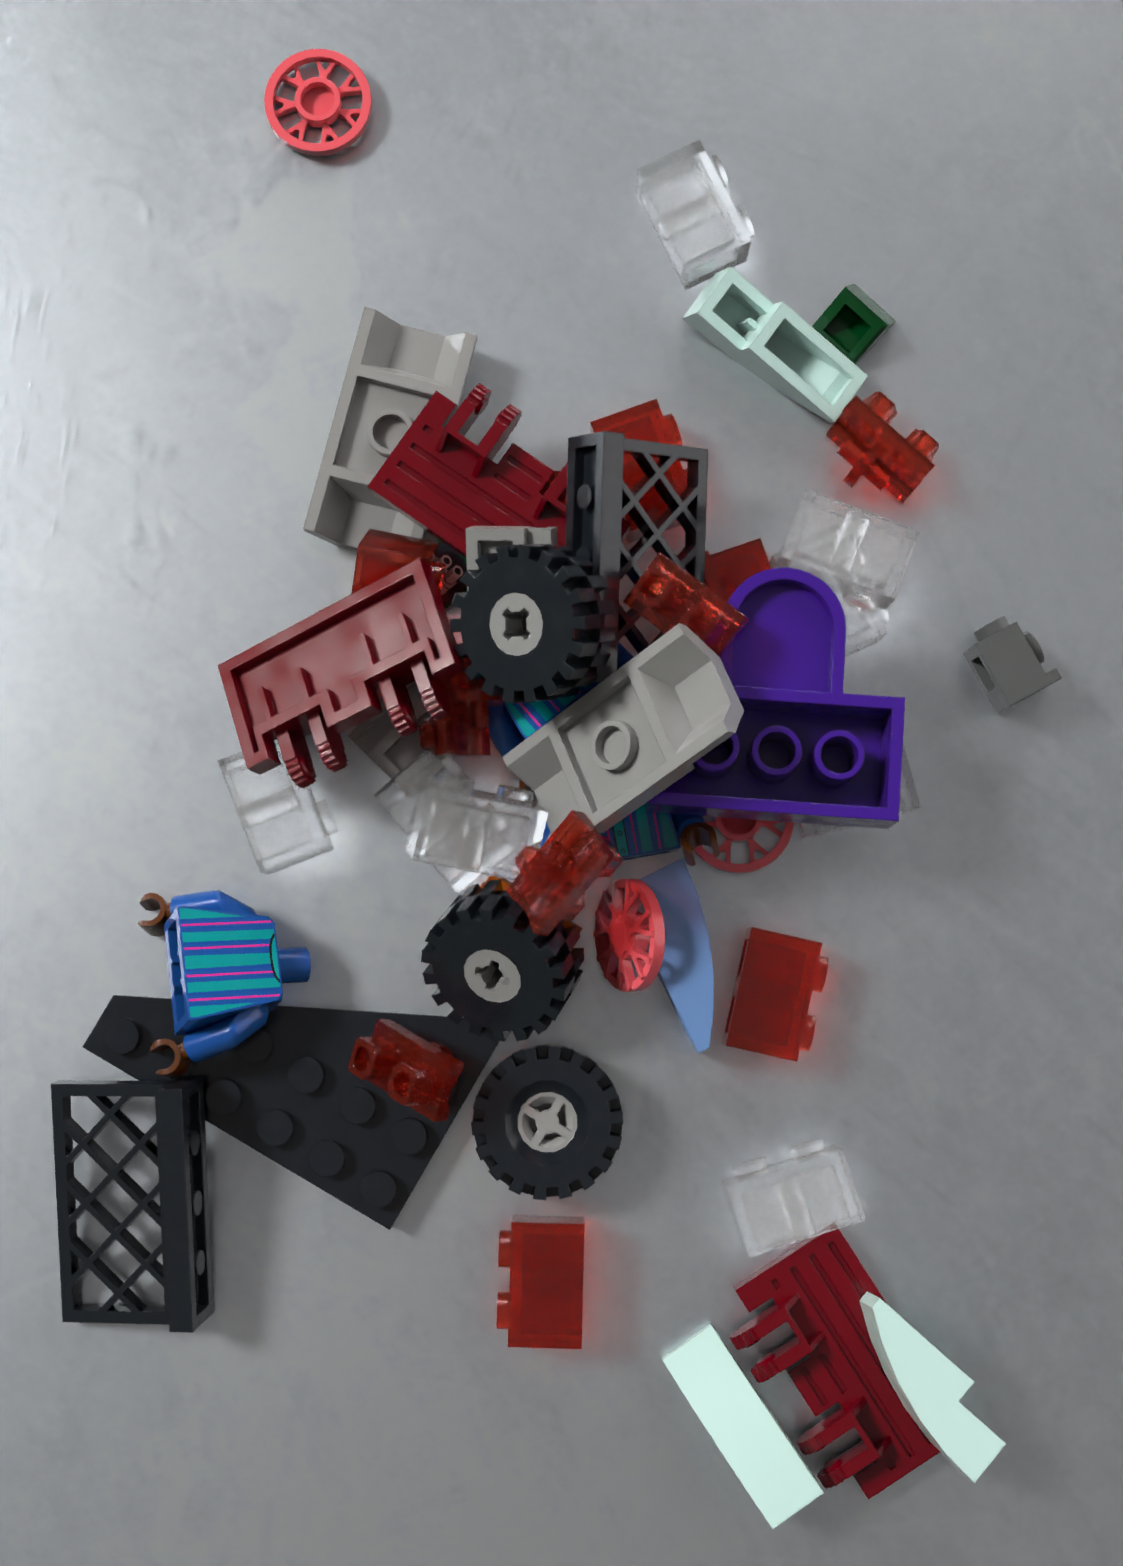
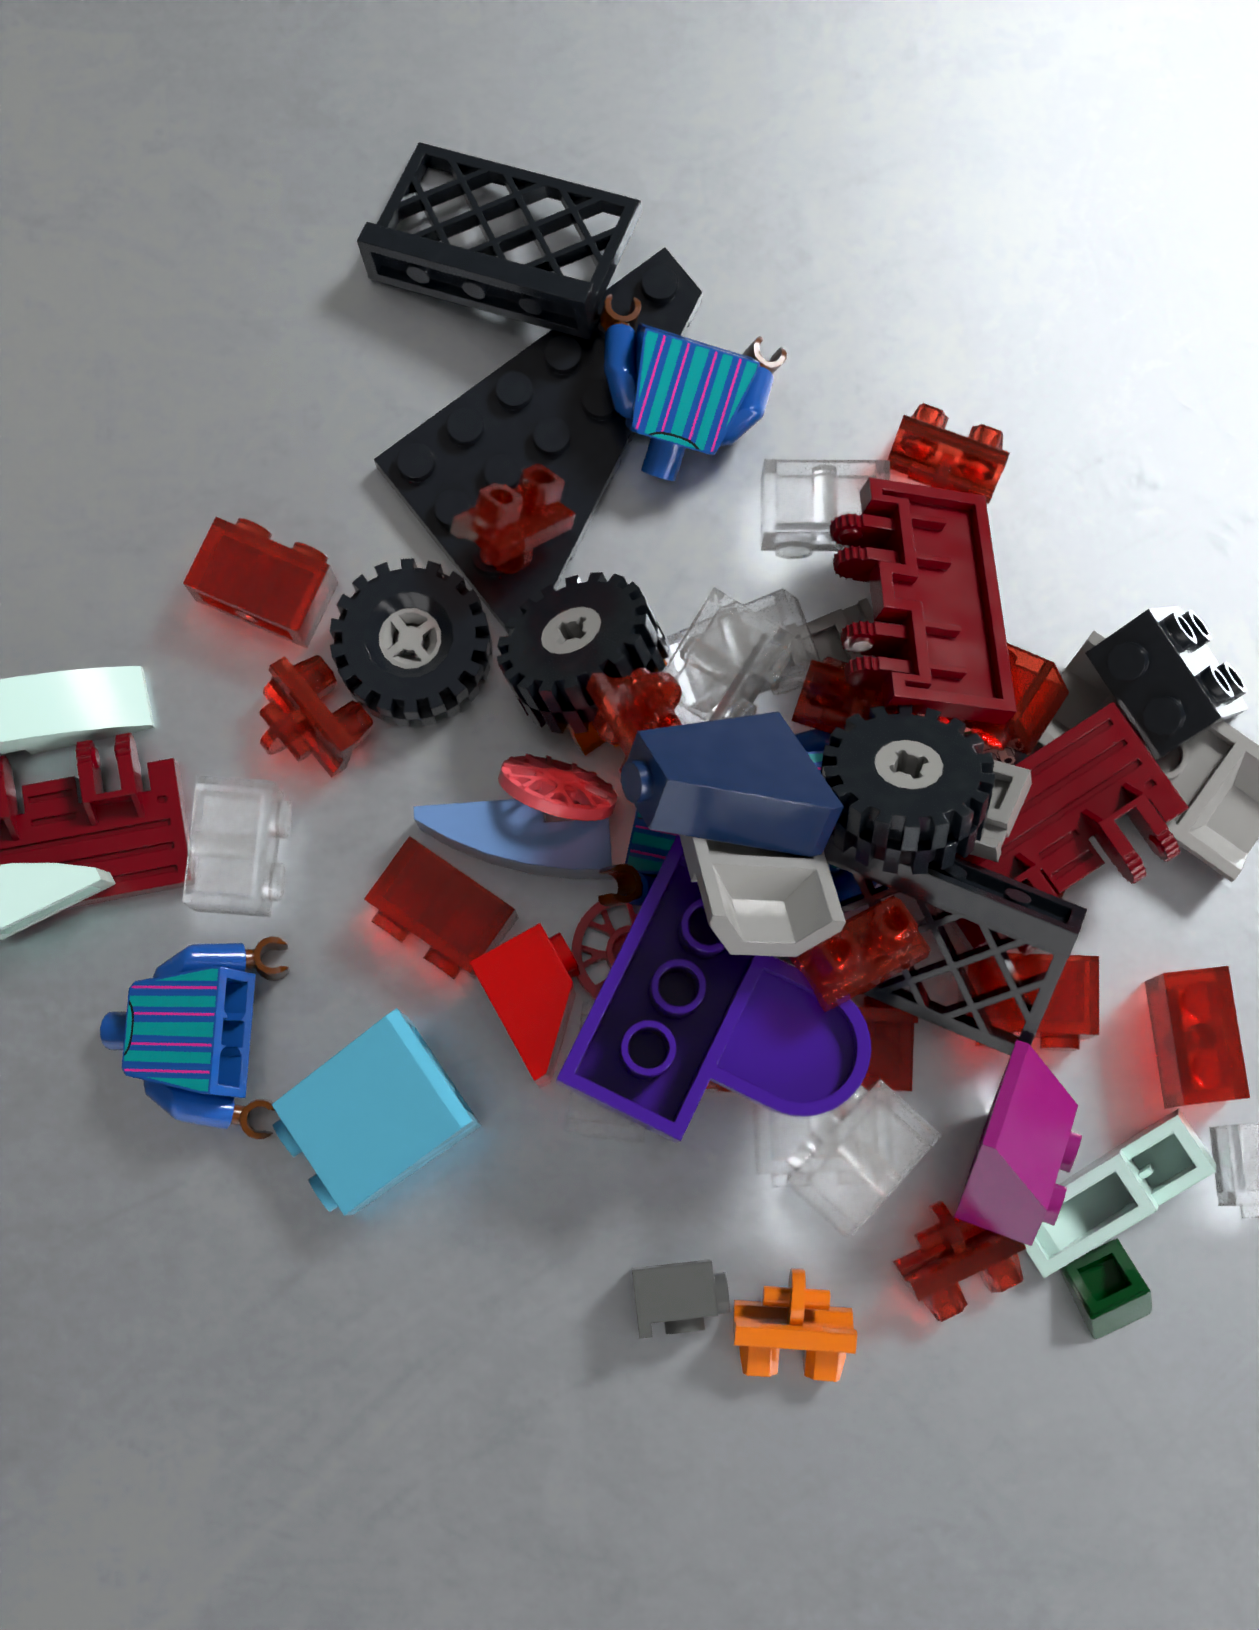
camera: 110 degrees right, 5 degrees down
(194, 714) = (945, 458): none -> clear red hips
(323, 447) = (1168, 677): none -> black bracket
(594, 767) = (732, 784): none -> dark blue slope
(622, 321) = (1196, 1037): none -> clear red brick
(636, 1204) = (303, 721): none -> clear red hips
(782, 426) = (1021, 1152): none -> magenta slope
(822, 881) = (532, 995): none -> red slope
(969, 1161) = (193, 1032): none -> blue torso
(972, 973) = (373, 1115): none -> medium azure slope
(992, 562) = (794, 1320): none -> orange hips

